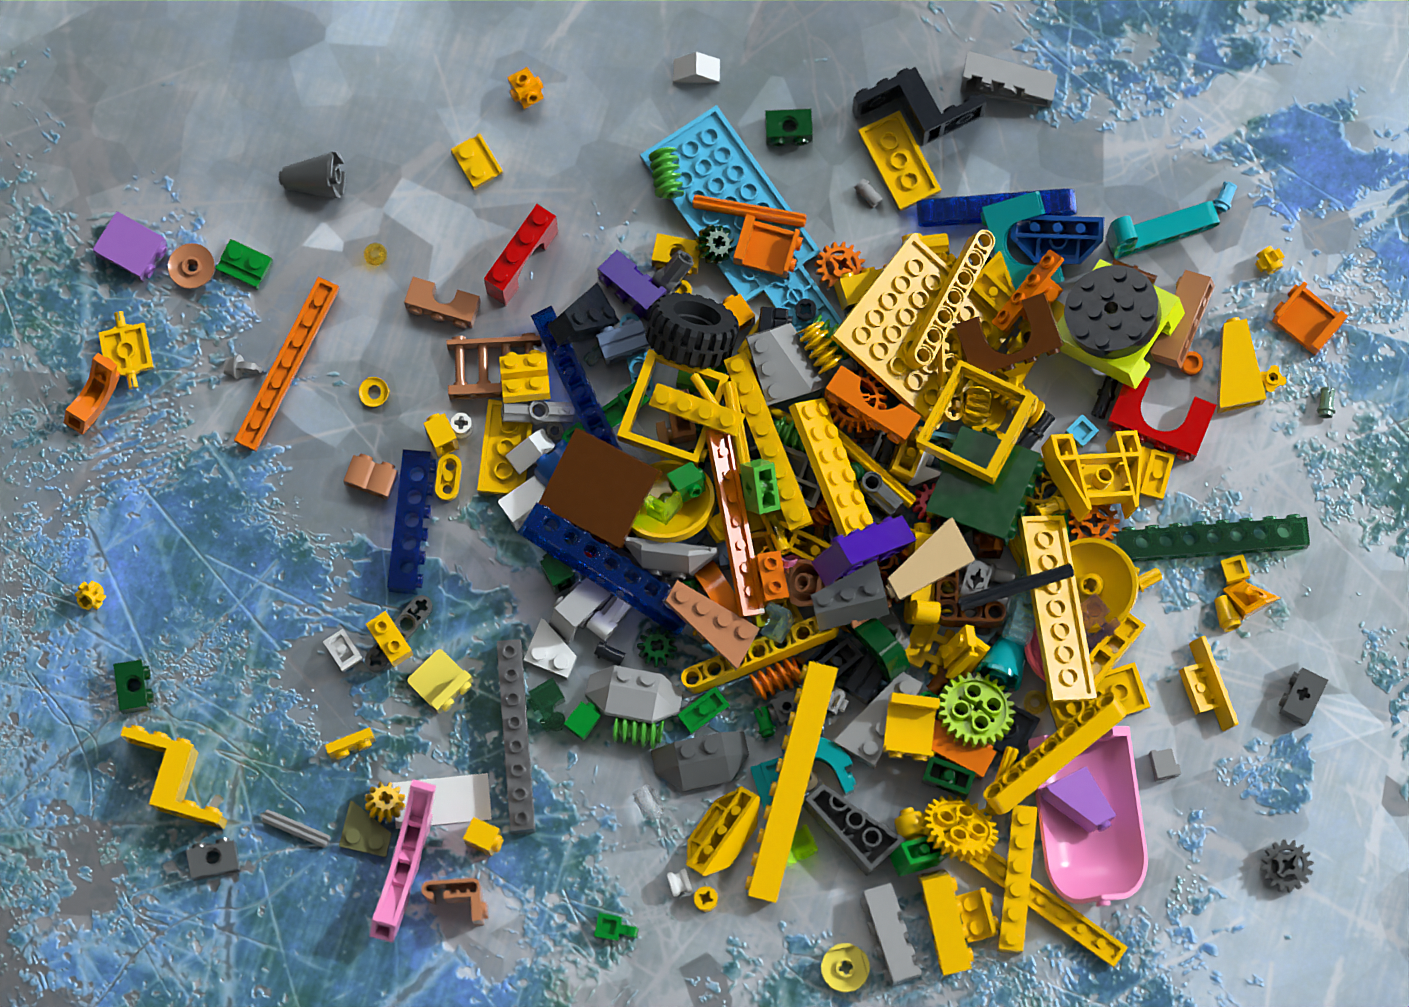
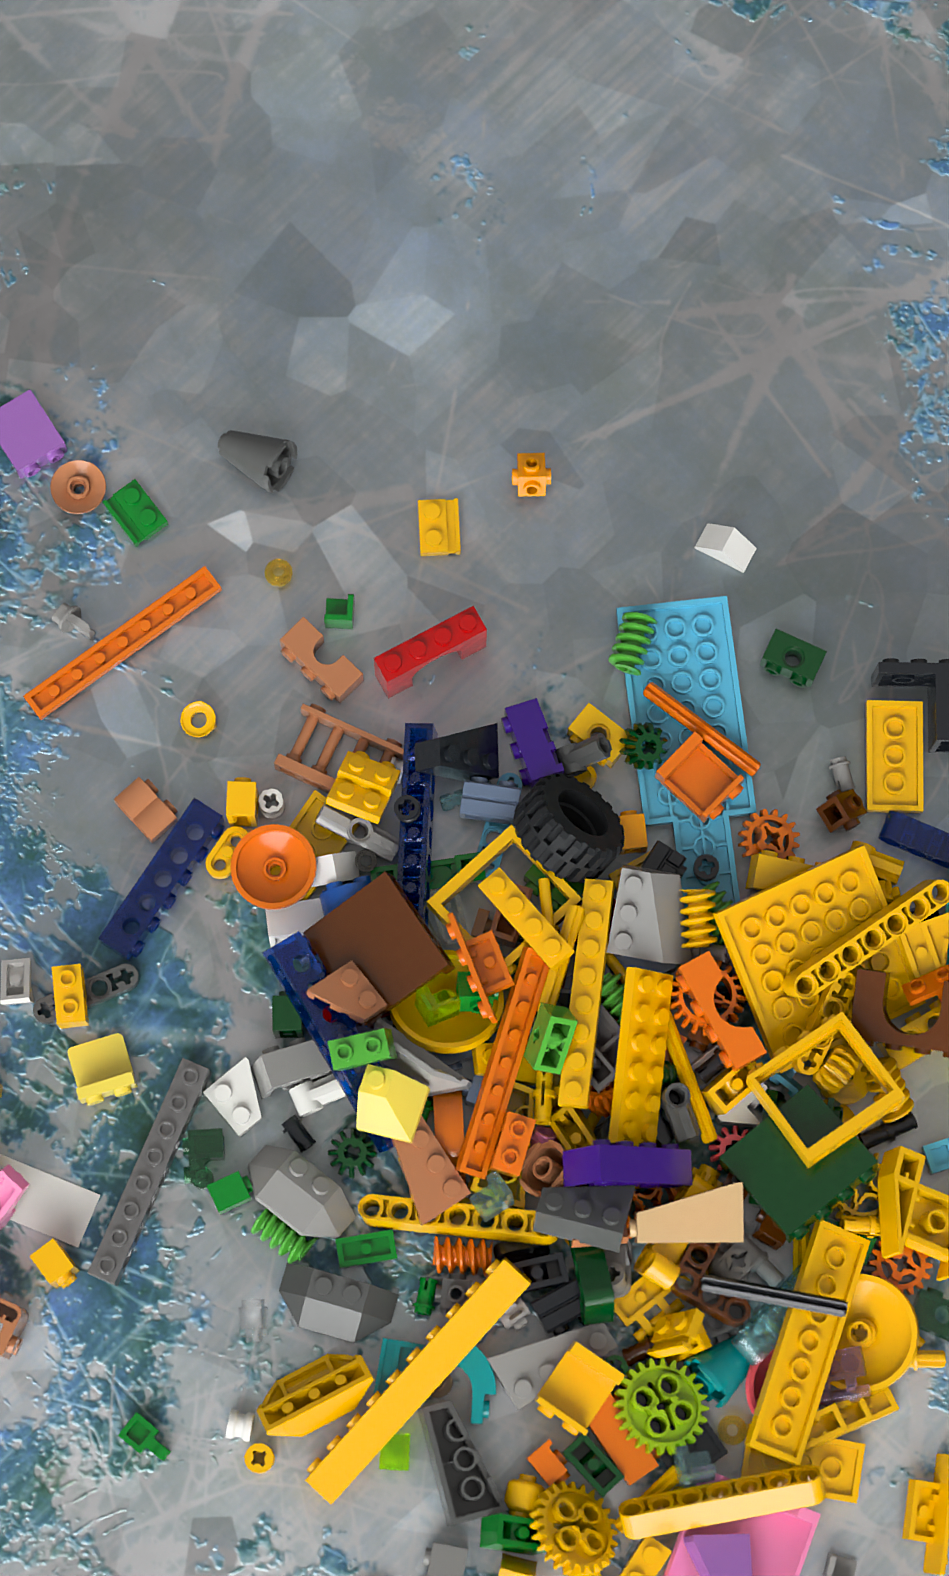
camera: 25 degrees right, 0 degrees up
(437, 260) = (339, 613): none -> green panel
(485, 453) = (268, 848): none -> orange dish
(559, 374) = (413, 814): none -> black bush
(597, 528) = (349, 993): none -> nougat wing
(628, 562) = (362, 1049): none -> bright green brick
(669, 592) = (390, 1104): none -> light yellow slope
(685, 457) = (485, 964): none -> orange bracket
(882, 218) = (842, 810): none -> reddish brown brick
(916, 794) = (549, 1464): none -> orange brick
(1021, 740) = (693, 1467): none -> clear light blue panel

